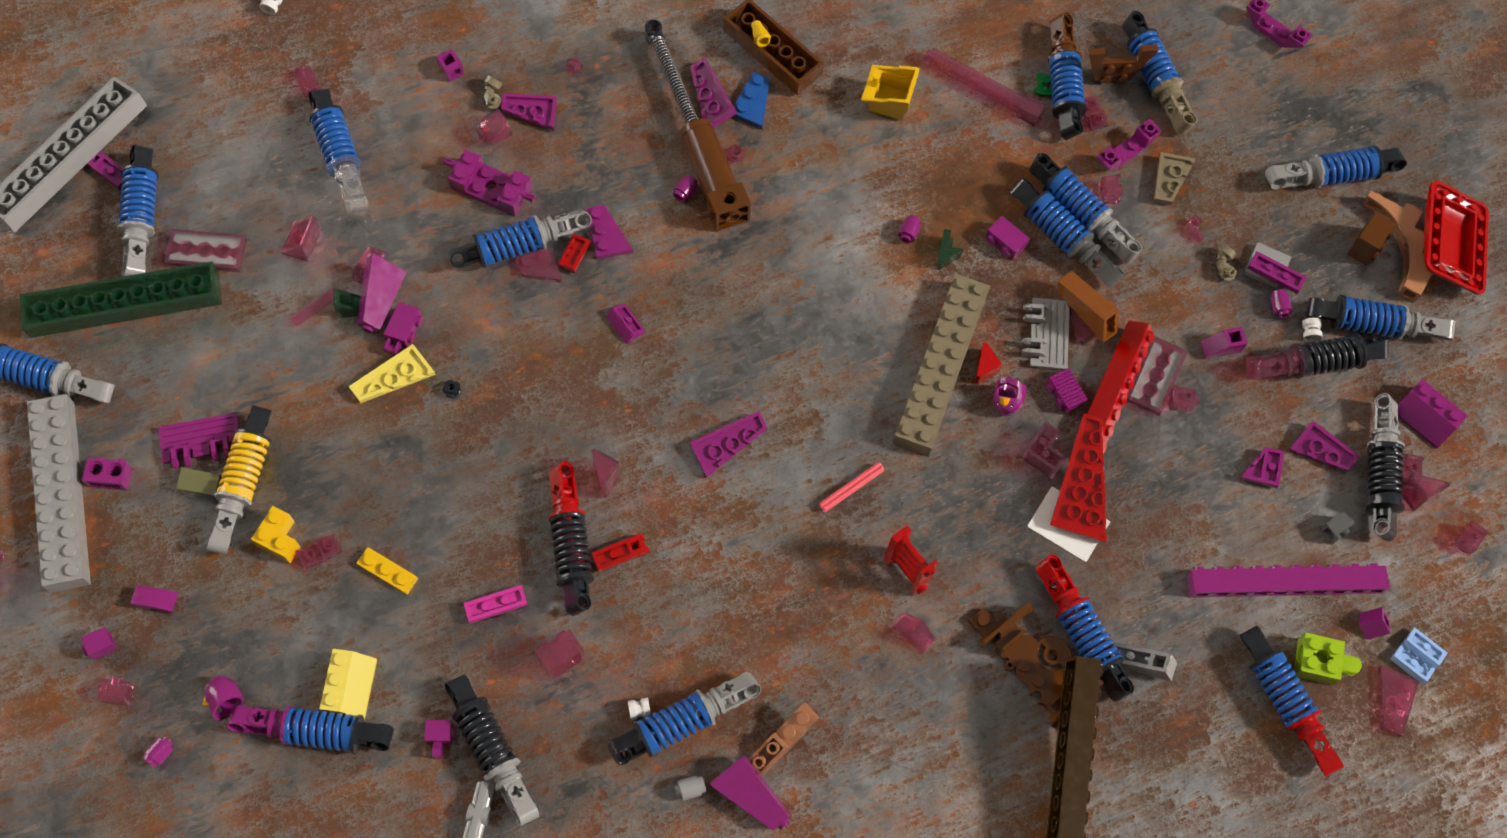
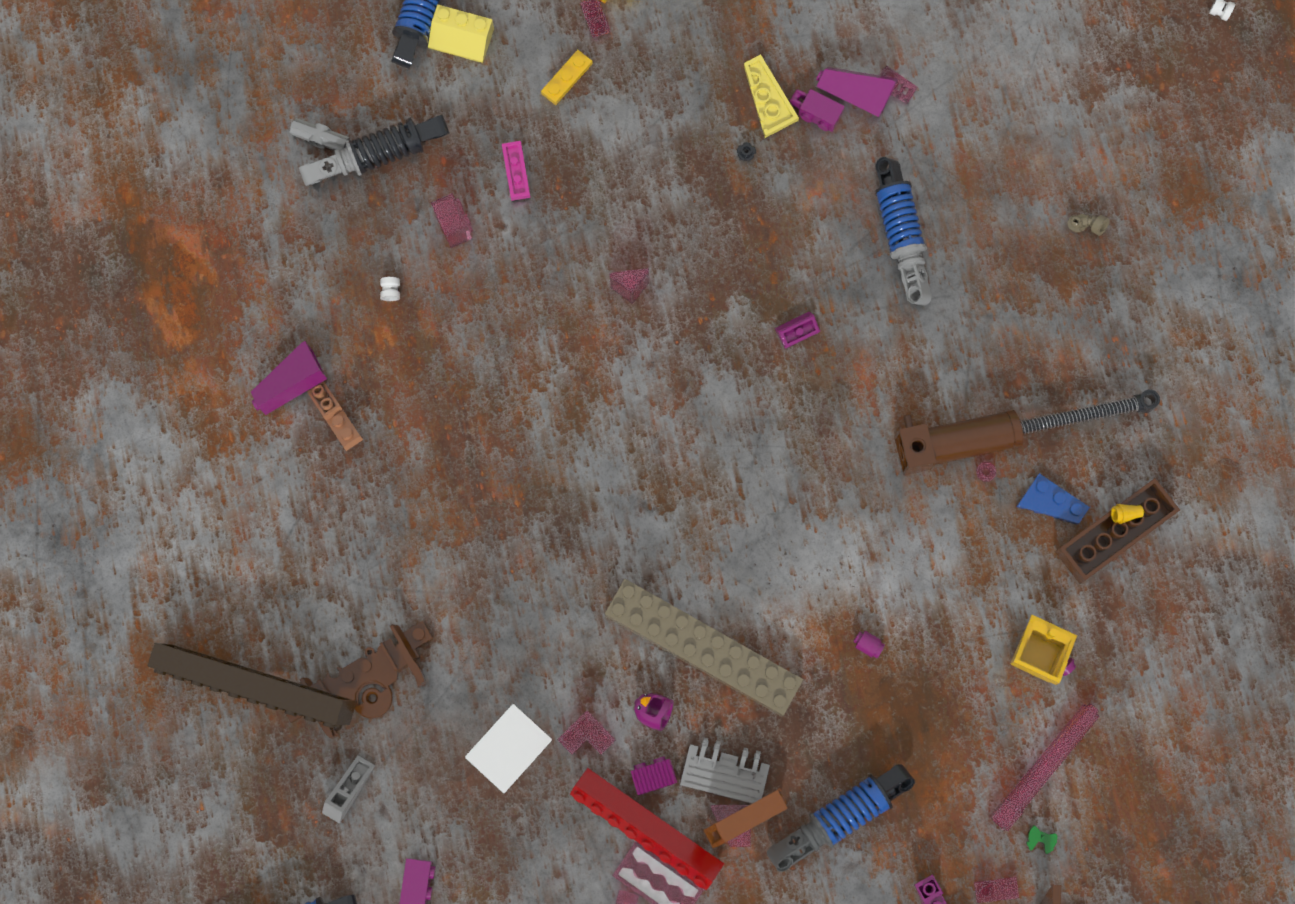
camera: 105 degrees right, 10 degrees up
(302, 238) = (931, 23): clear pink slope -> none
(305, 80) = (1121, 39): clear pink slope -> none
(312, 308) = (854, 31): clear pink axle -> none
(337, 148) = (1031, 60): piece -> none
(345, 303) = (852, 56): clear green slope -> none
(439, 734) = (399, 107): magenta brick -> none
(450, 65) = (1131, 177): magenta brick -> none
(472, 176) = (987, 194): magenta brick -> none
(493, 128) = (1040, 216): clear pink piece -> none
(531, 108) = (1064, 262): magenta wing -> none
(539, 265) = (874, 251): clear pink wing -> none
(570, 540) = (565, 244): black piece -> none
(574, 65) = (1115, 313): clear pink plate -> none
(574, 253) = (883, 286): red plate -> none
(606, 235) = (902, 322): magenta wing -> none
(620, 552) = (548, 291): red plate -> none
(685, 188) = (947, 410): magenta brick -> none
(690, 787) = (307, 325): light grey brick -> none
(691, 712) = (370, 325): piece -> none
(712, 97) = (1062, 455): magenta wing -> none
(724, 443) = (648, 409): magenta wing -> none
(851, 487) = (582, 529): coral axle -> none
(909, 560) = (479, 563): red fence -> none
(915, 632) = (419, 563): clear pink slope -> none
(947, 253) = (832, 677): clear green slope -> none
(987, 364) = (696, 696): red slope -> none
(1007, 238) = (844, 750): magenta brick -> none
(1066, 77) = (1043, 863): piece -> none
(1082, 492) = (532, 764): red wing -> none
(1083, 628) = (388, 735): piece -> none
(1084, 207) = (858, 852): piece -> none
(1111, 189) = (892, 886): clear pink brick -> none

